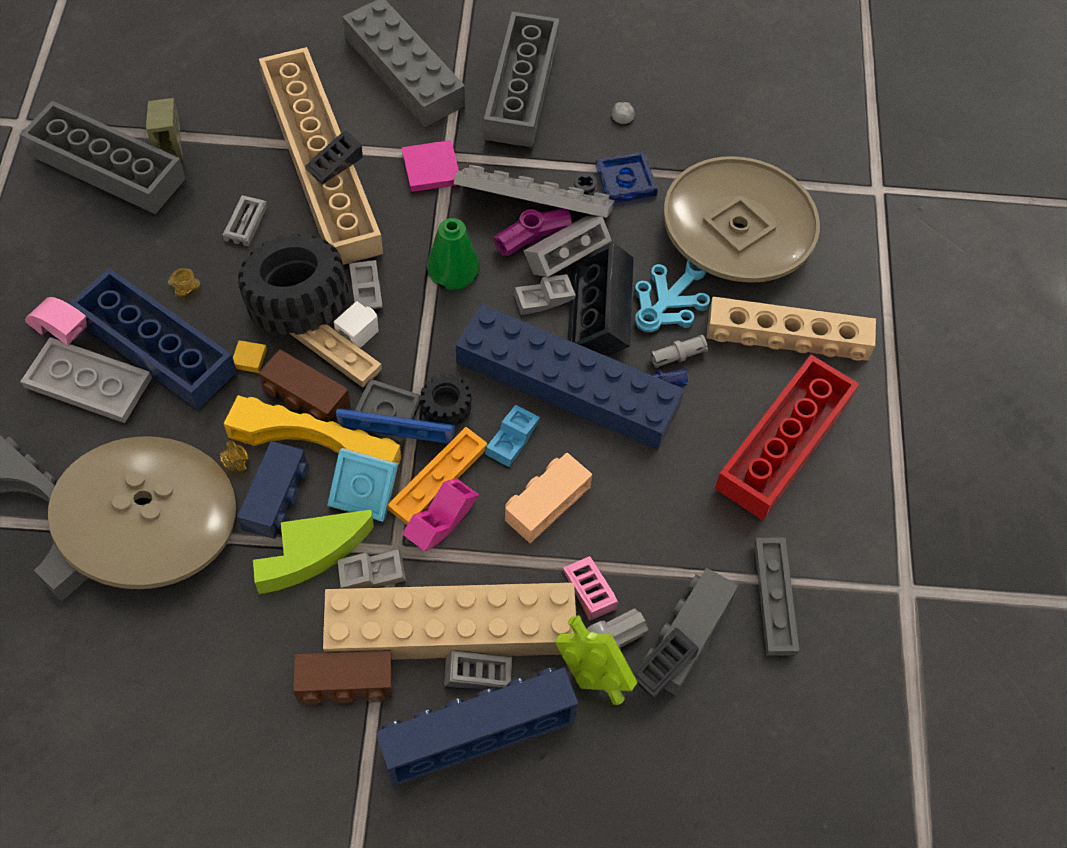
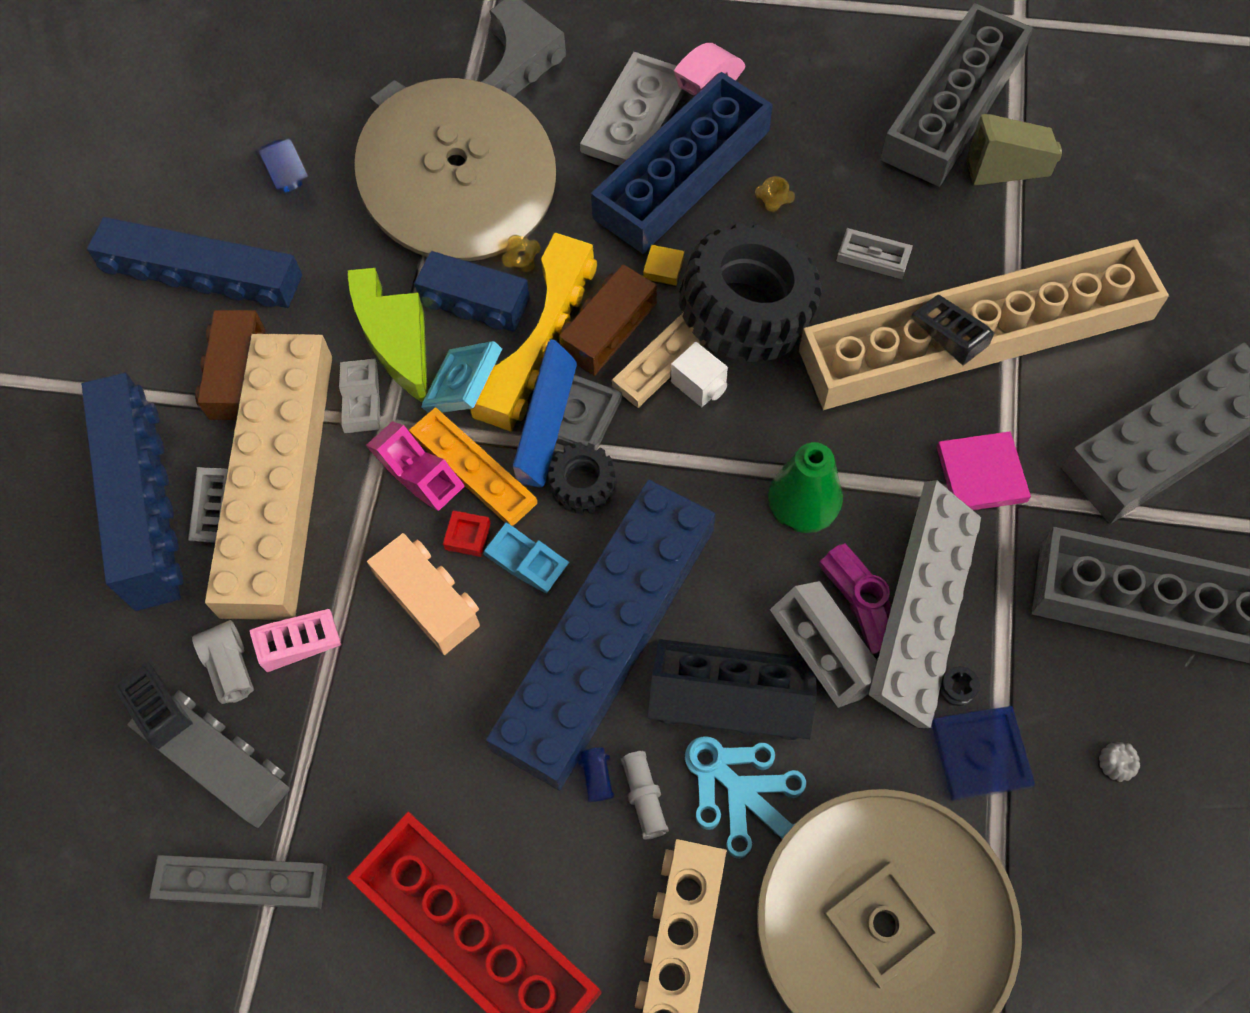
camera: 100 degrees right, 5 degrees up
(113, 671) = (282, 164): none -> clear blue slope
(229, 733) = (195, 262): none -> dark blue brick
(366, 284) = (771, 390): light grey slope -> none
(496, 474) = (466, 533): none -> red plate
(543, 296) = (751, 612): light grey slope -> none
(596, 661) = (166, 618): lime plate -> none

